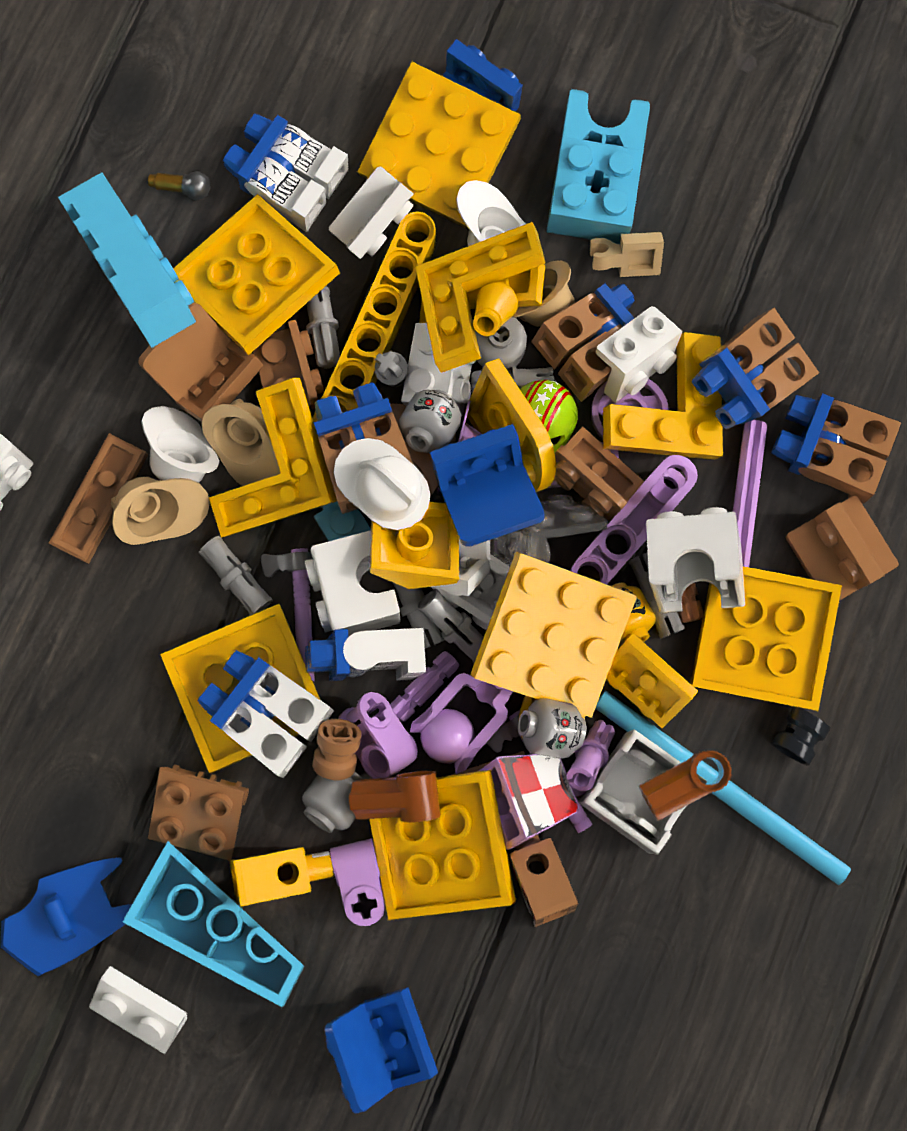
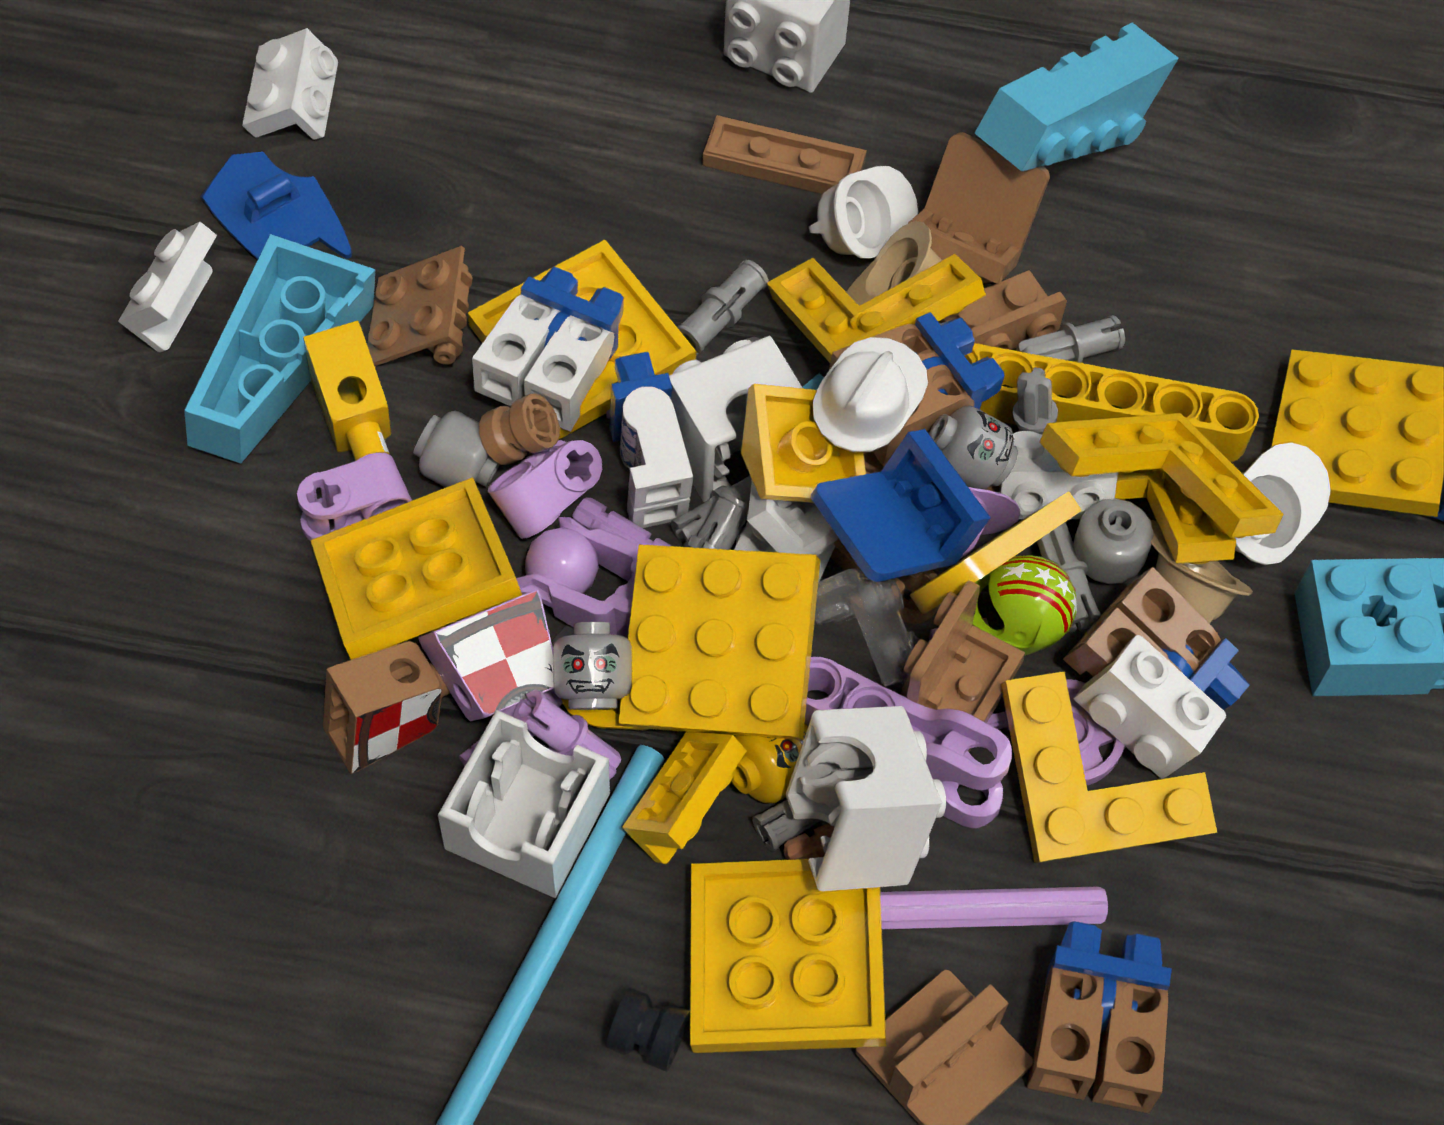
camera: 85 degrees right, 20 degrees down
(158, 509) = (782, 205): tan piece -> none
(194, 185) = (1207, 182): piece -> none
(255, 273) = (1112, 253): yellow plate -> none
(287, 169) = (1266, 253): hips -> none
(370, 213) = (1238, 365): white bracket -> none
(379, 1048) = (139, 538): blue bracket -> none
(407, 796) = (467, 495): dark orange piece -> none
(494, 307) = (1149, 493): yellow cone -> none
(635, 255) = (1299, 694): tan plate -> none
(681, 785) = (540, 815): dark orange piece -> none
(743, 380) = (1176, 867): hips -> none

